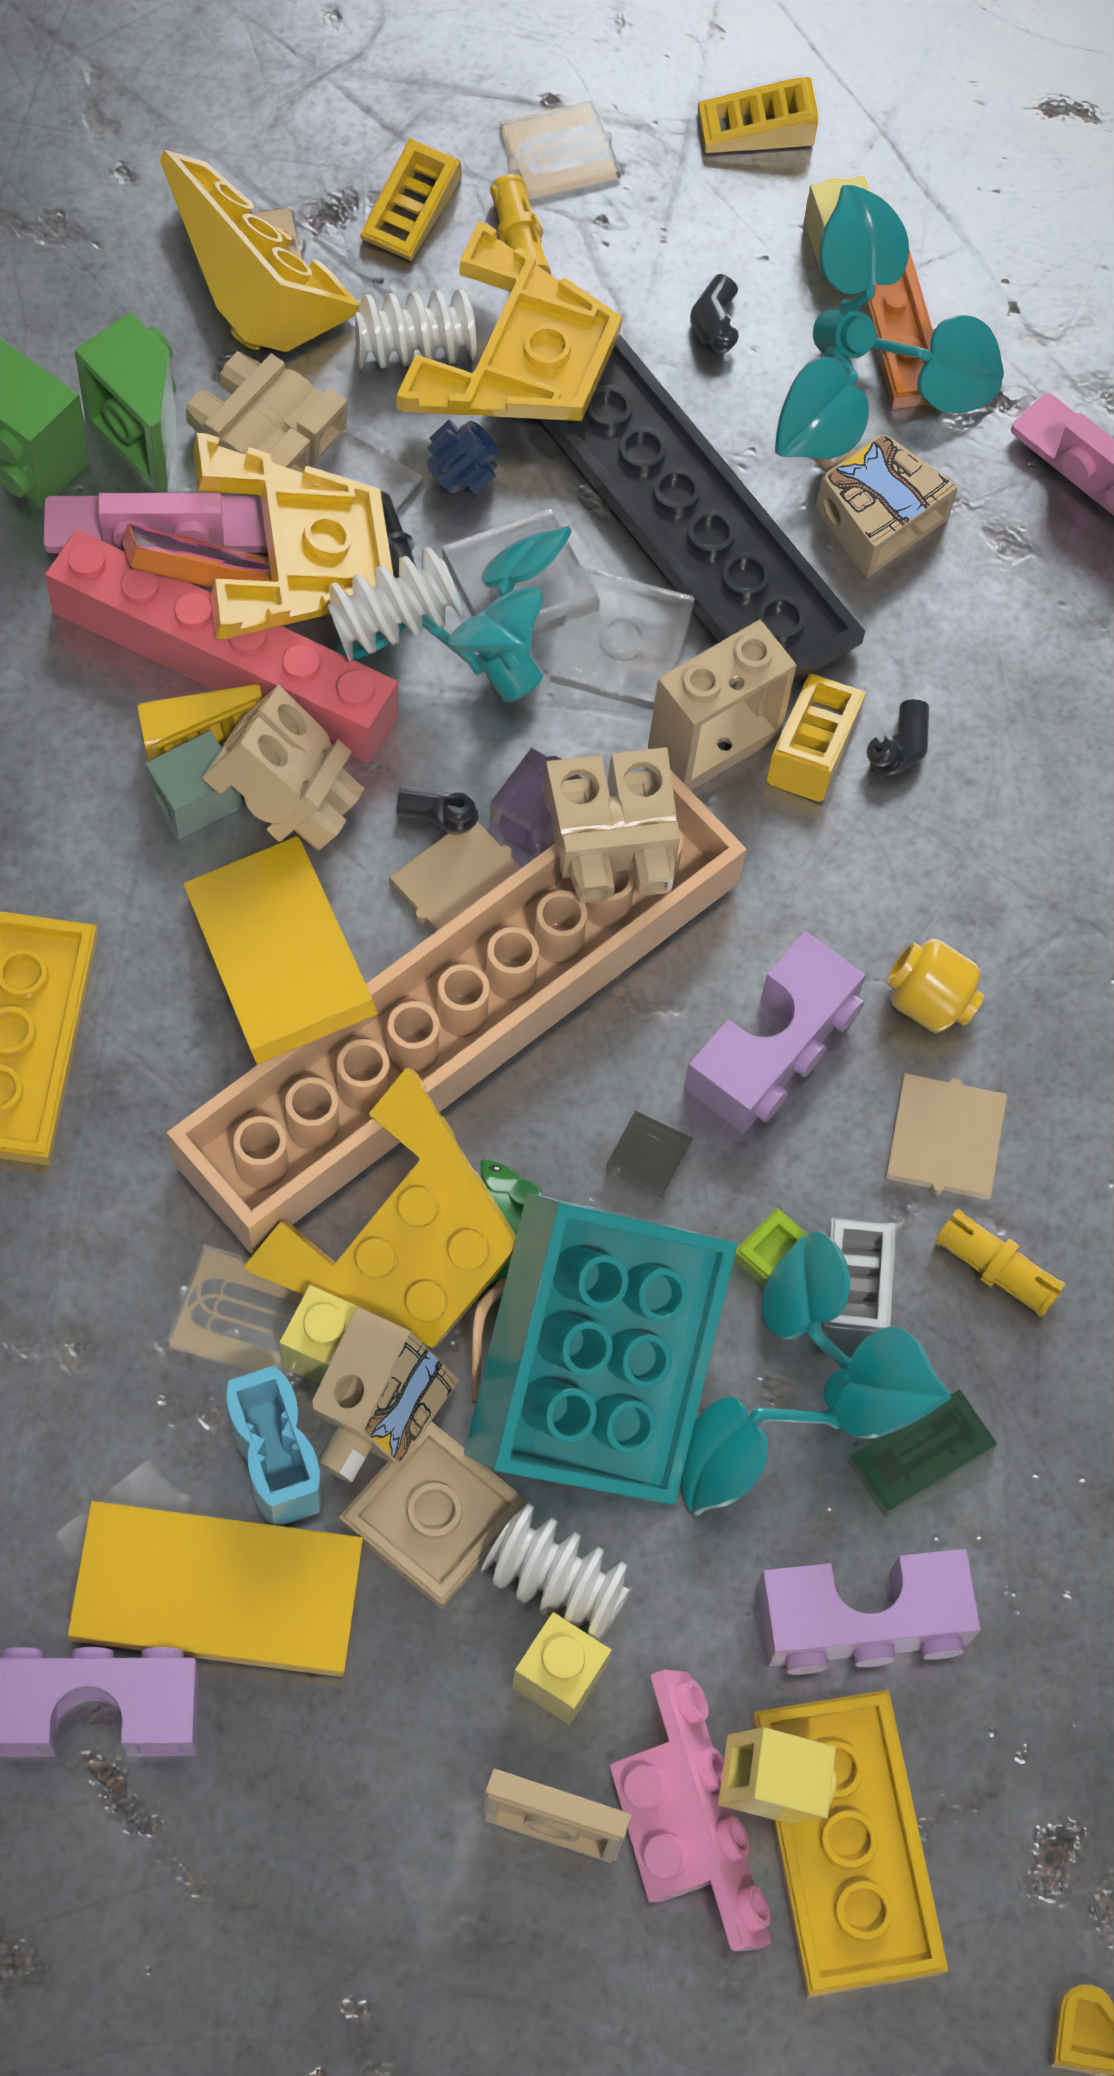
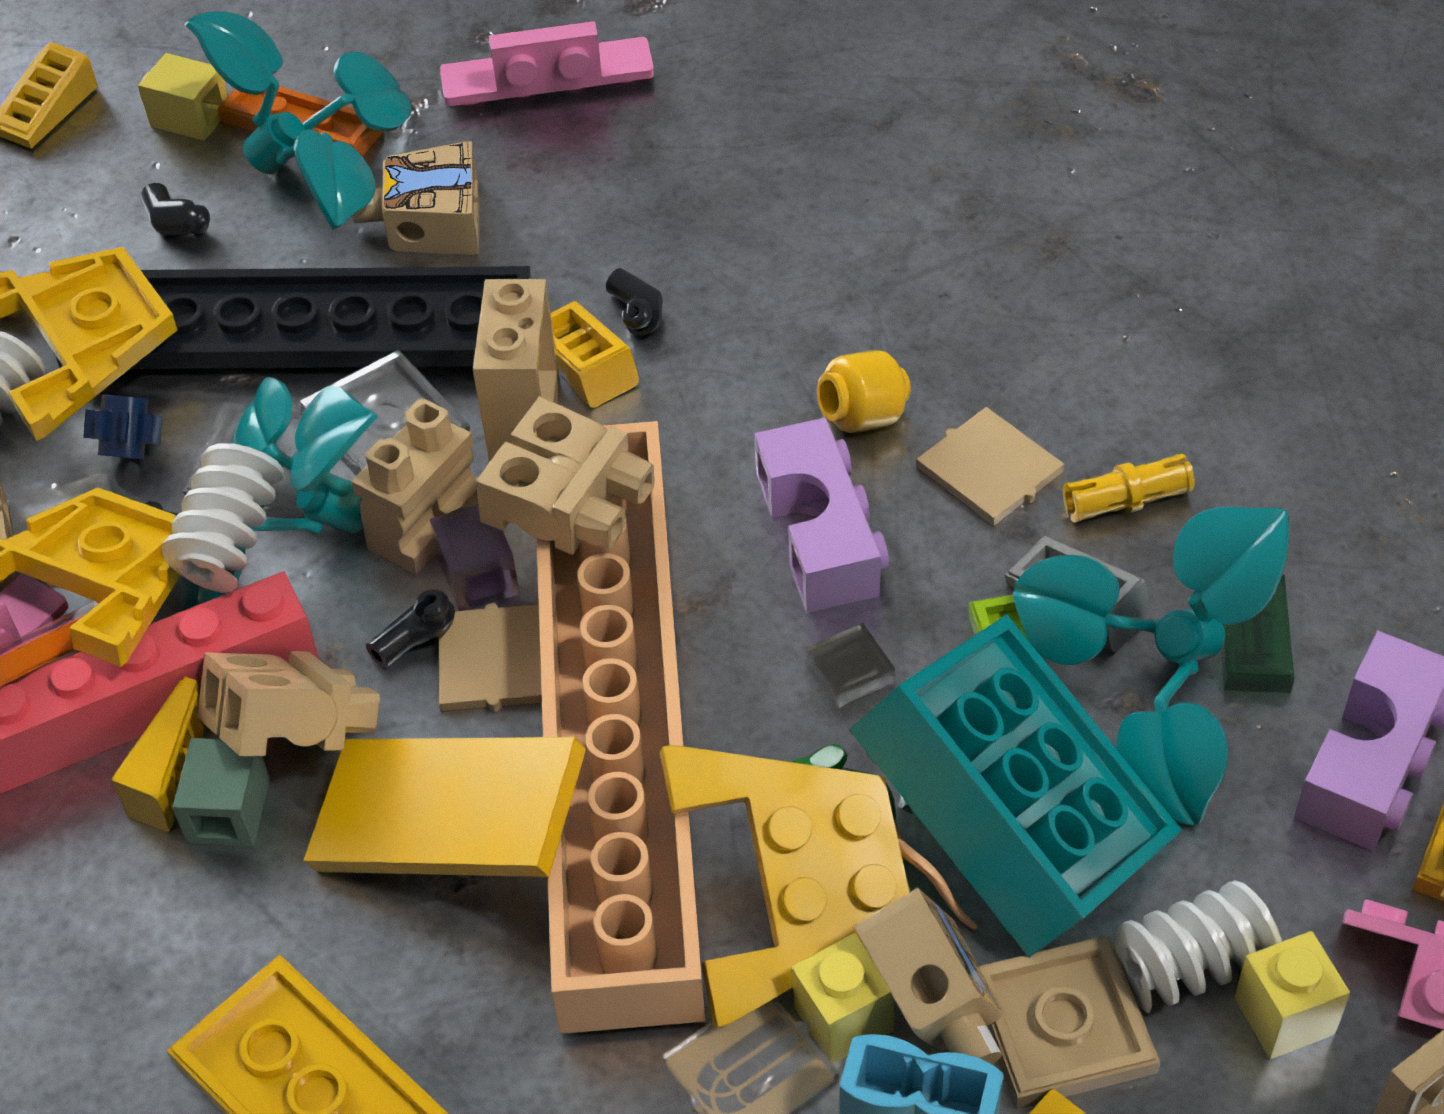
camera: 45 degrees left, 15 degrees down
(559, 703) = (414, 480): none -> tan hips

